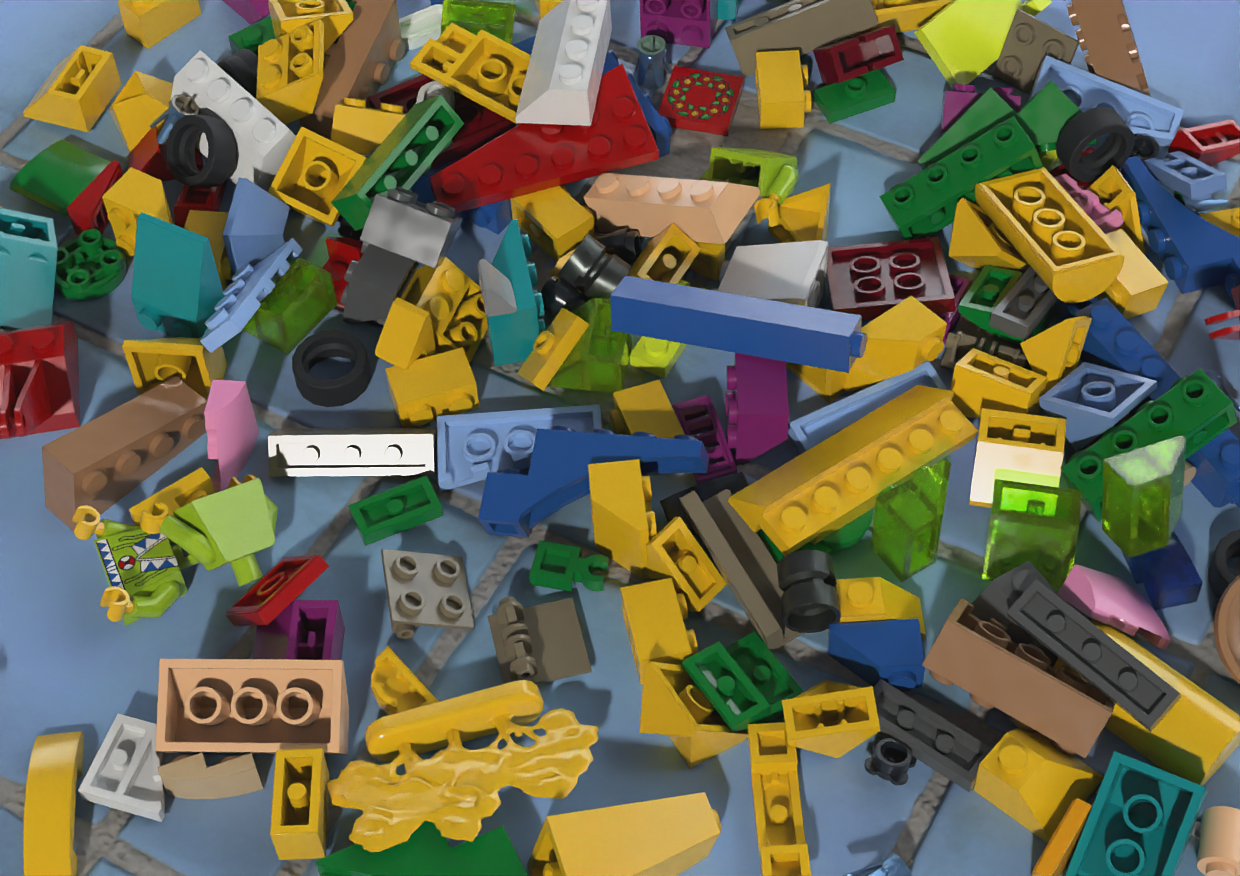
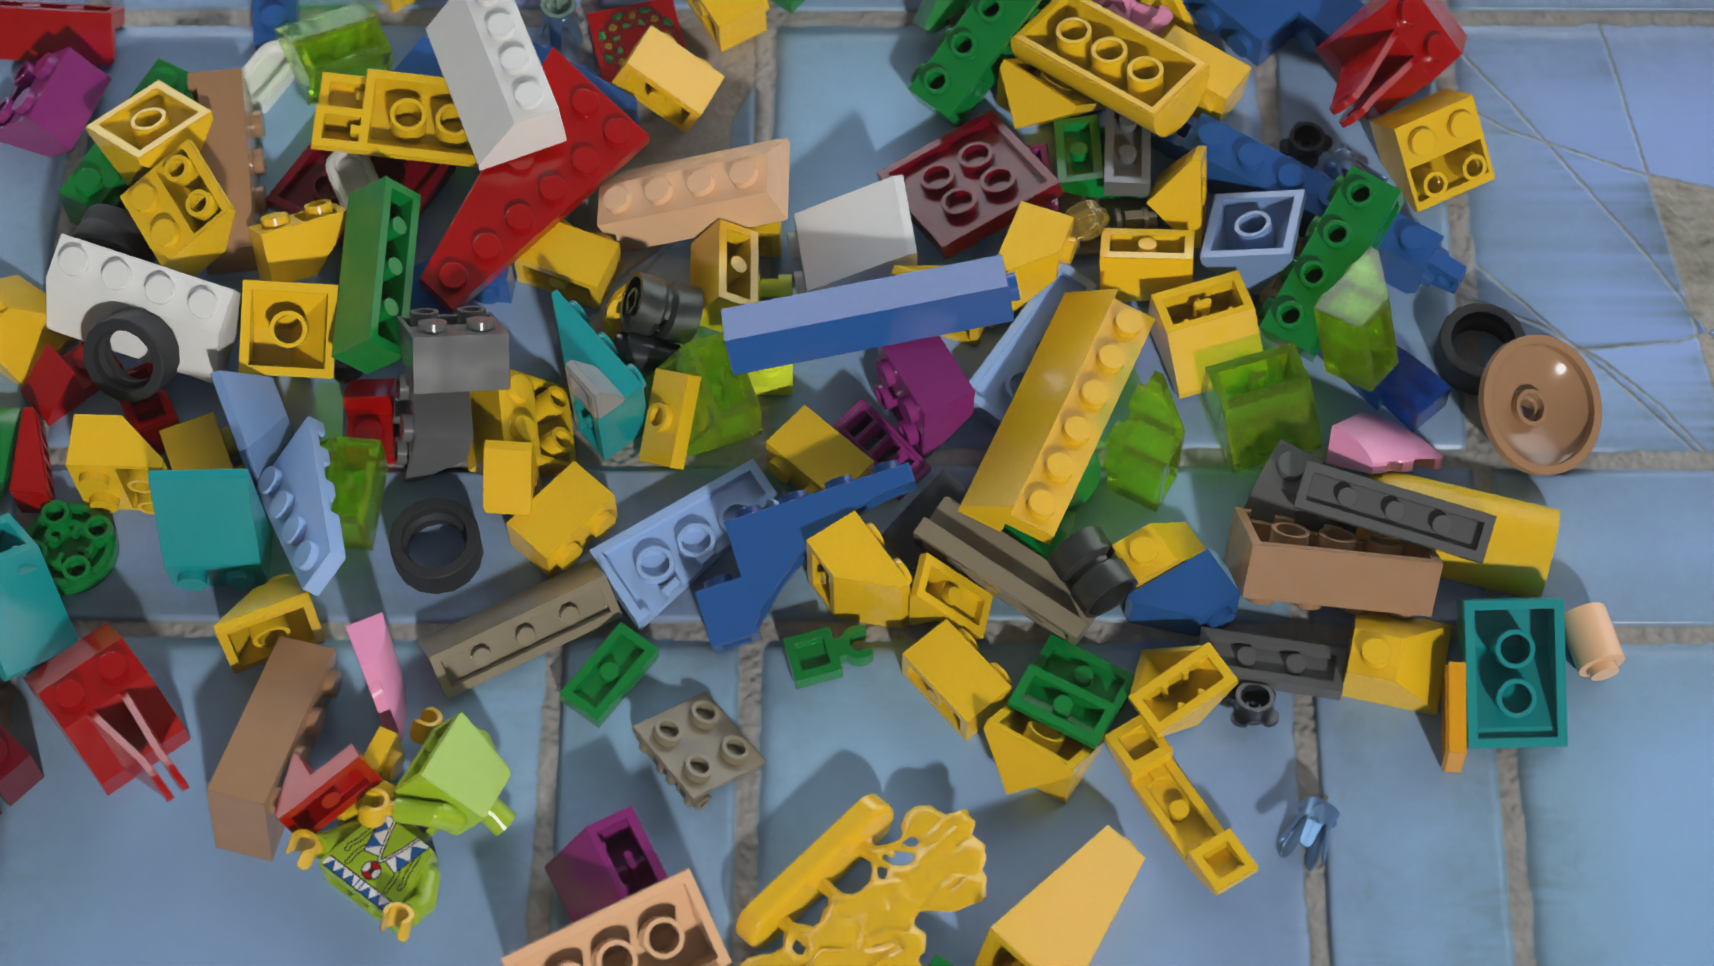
camera: 30 degrees left, 10 degrees up
(126, 489) = (317, 797): none -> red slope
(178, 107) = (80, 317): piece -> none
(276, 590) = (549, 823): red tile -> none
(396, 686) = (734, 864): yellow plate -> none
(538, 641) = (843, 747): dark tan hinge -> none
(623, 243) = (658, 260): black cone -> none
(700, 121) = (668, 79): none -> yellow brick
(770, 171) = (763, 114): lime torso -> none
(803, 216) = (842, 154): yellow slope -> none
(961, 335) = (1088, 219): none -> clear yellow plate
(1188, 358) = (1306, 133): none -> black plate

